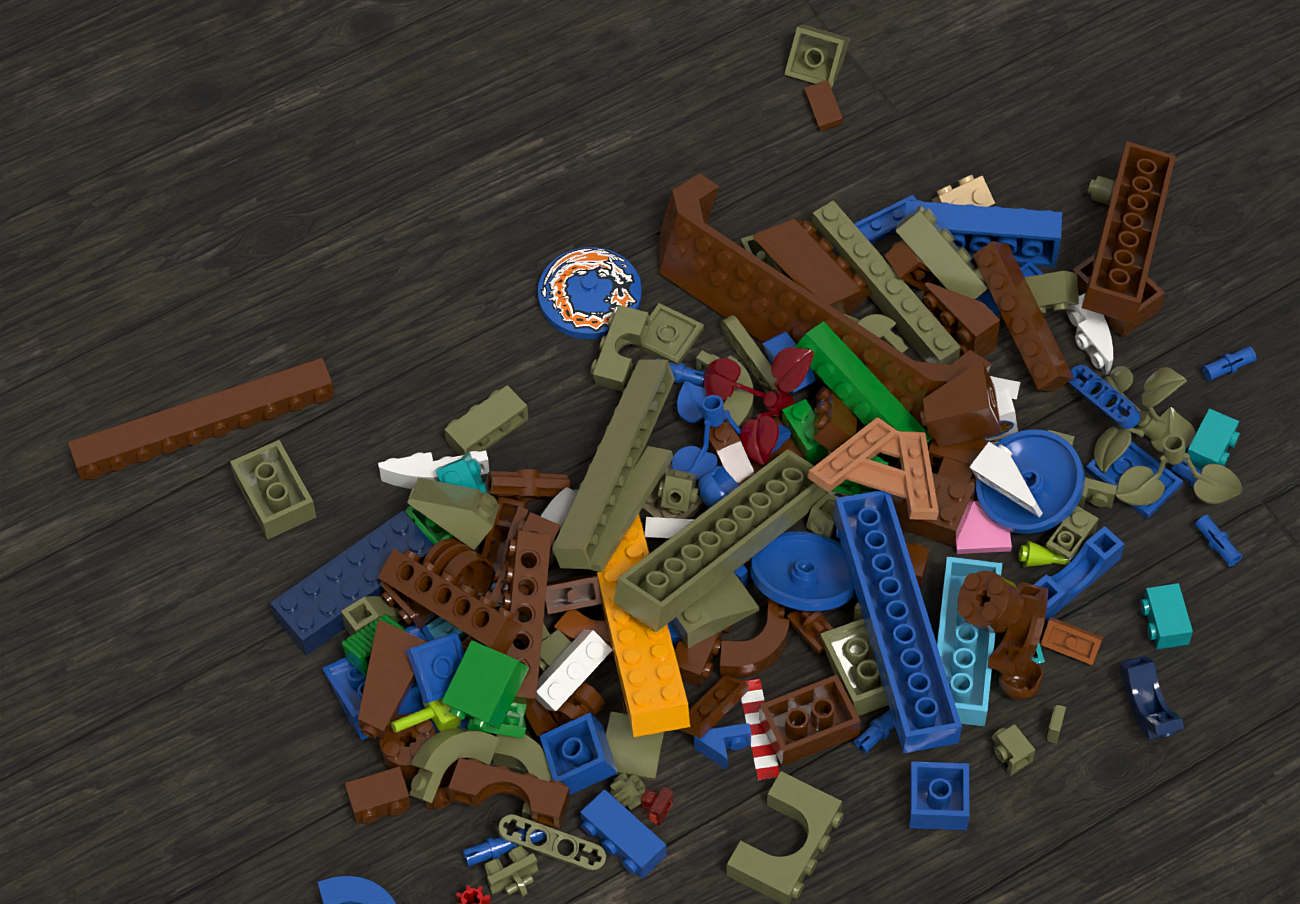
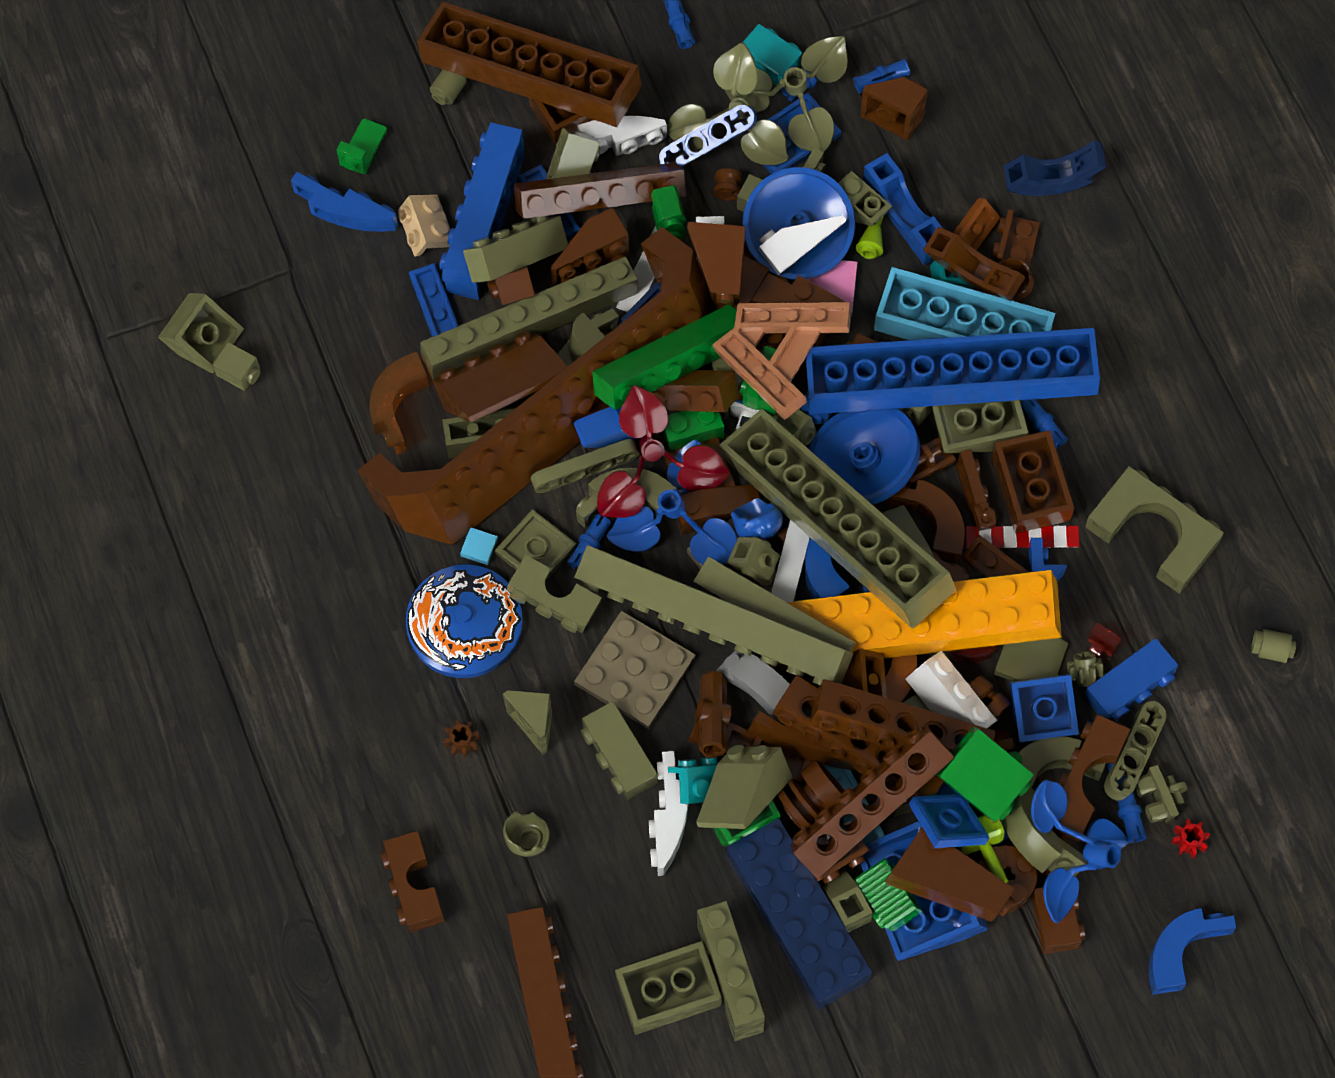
camera: 80 degrees left, 10 degrees up
(259, 532) = (739, 993): none -> olive arch
(362, 280) = (404, 857): none -> reddish brown arch
(398, 363) = (526, 834): none -> olive hair
(454, 825) = (1101, 851): none -> blue plant
(478, 305) = (459, 731): none -> reddish brown gear
(498, 349) = (532, 714): none -> olive slope
(565, 427) = (635, 669): none -> dark tan plate
(661, 291) = (479, 546): none -> medium azure tile
(781, 197) = (390, 388): none -> clear orange arch
(790, 85) = (237, 367): none -> olive brick
(792, 675) = (975, 493): none -> reddish brown hinge
(824, 105) = (269, 338): reddish brown tile -> none
(939, 795) = (1131, 378): blue brick -> none
(963, 134) = (351, 211): none -> blue slope
(989, 601) = (954, 263): reddish brown brick -> none
(1013, 749) = (1085, 304): olive brick -> none
(1015, 374) = (668, 211): none -> green brick
(1025, 139) = (363, 146): none -> green bracket
(1056, 723) = (1063, 260): olive tile -> none
(1064, 424) = (727, 184): none -> reddish brown wheel
(1067, 681) = (1017, 238): none -> reddish brown bracket
(1167, 616) = (960, 138): teal brick -> none
(1183, 552) = (895, 105): none -> reddish brown slope

